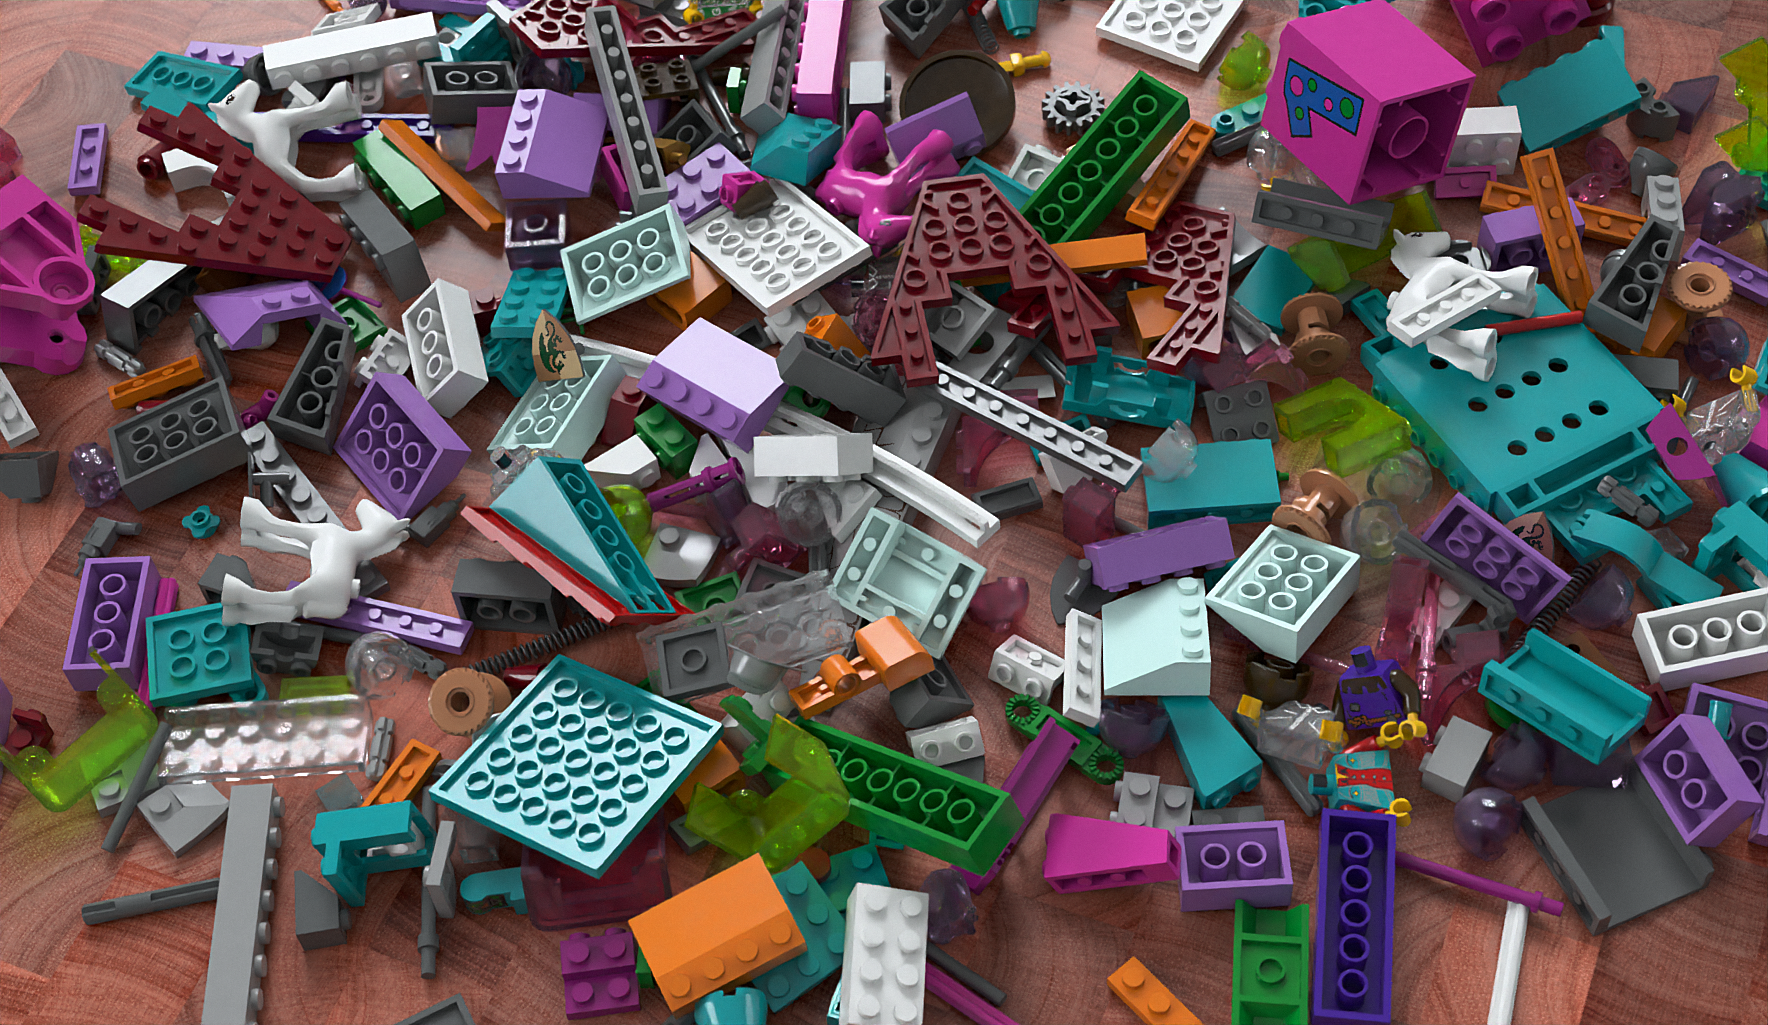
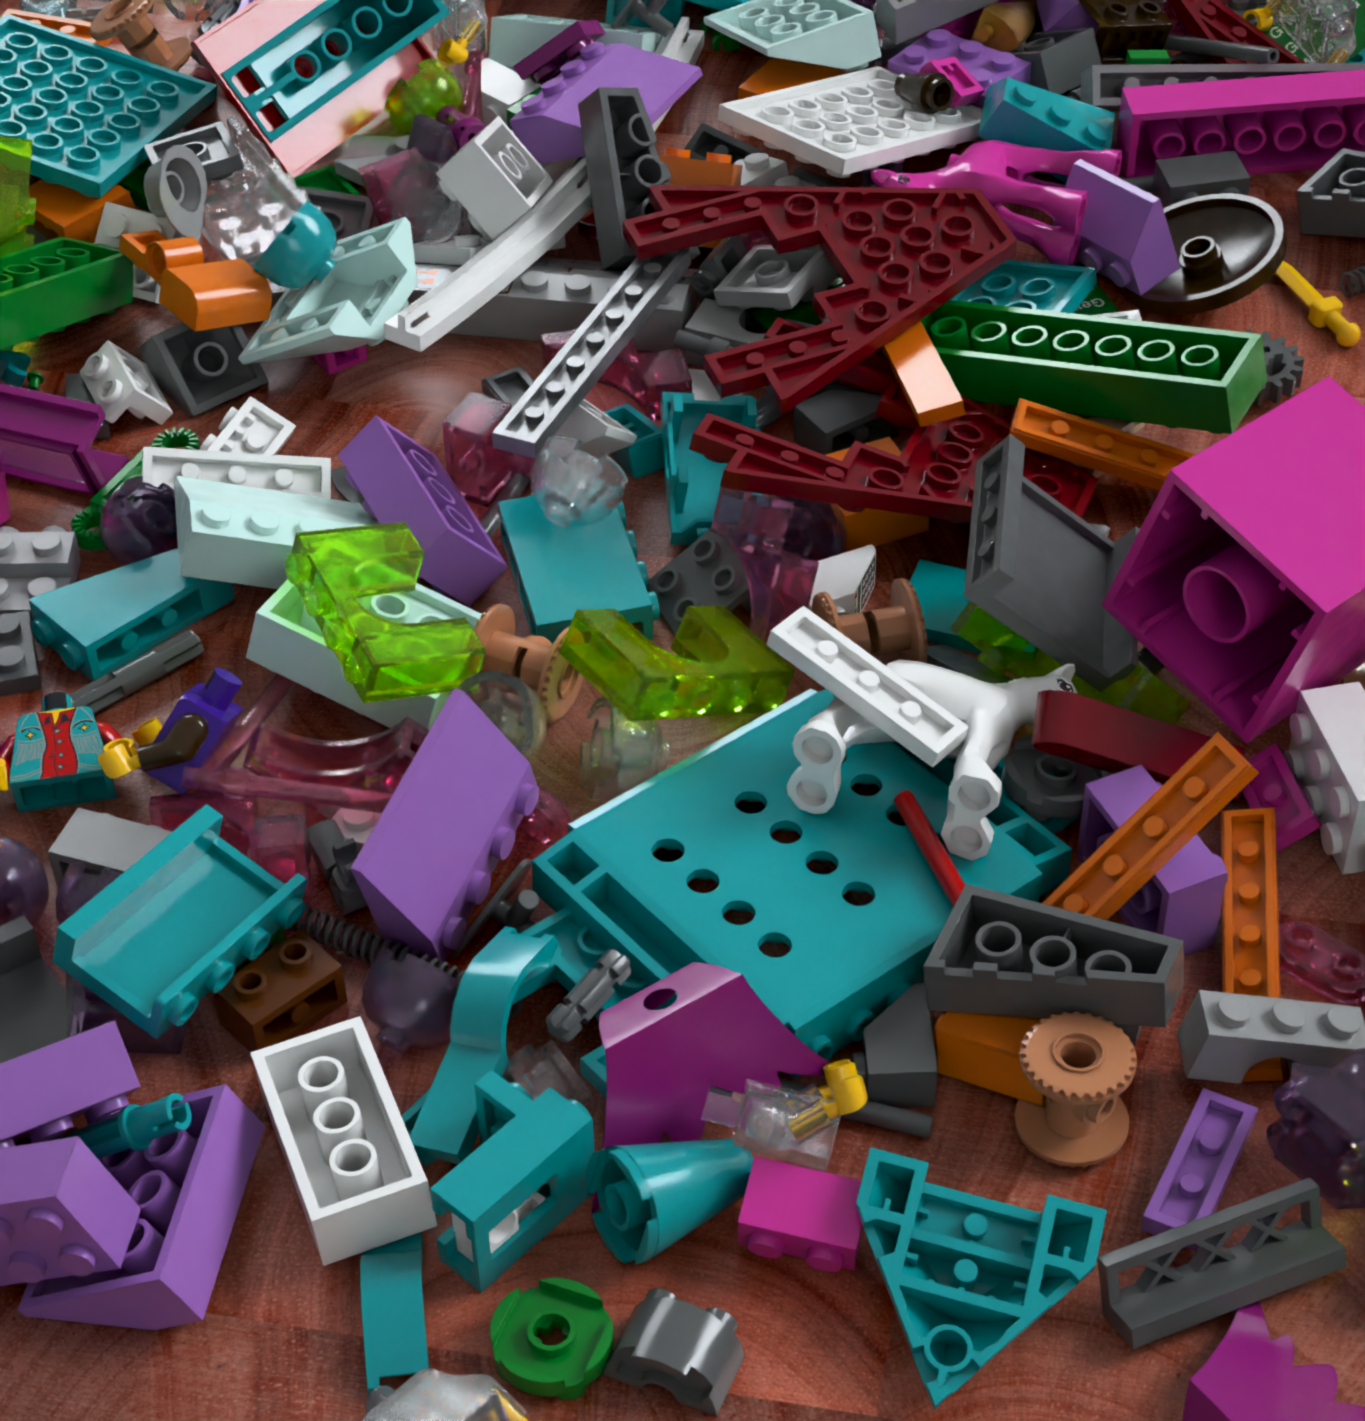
camera: 75 degrees right, 10 degrees down
(616, 408) = (551, 56): none -> magenta plate
(742, 712) = (94, 210): green bracket -> none
(869, 587) = (300, 250): none -> teal cylinder
(1000, 603) = (331, 395): clear pink cylinder -> none
(1247, 321) = (863, 549): light grey axle -> none
(1266, 586) = (378, 654): none -> clear neon green arch
(1276, 680) = (221, 640): dark brown cylinder -> none
(1295, 731) = (129, 665): clear torso -> none
(1460, 218) = (1112, 736): none -> dark red beam
(1660, 712) = (218, 1065): dark red bracket -> none
(1716, 347) = (997, 1141): clear purple cylinder -> none

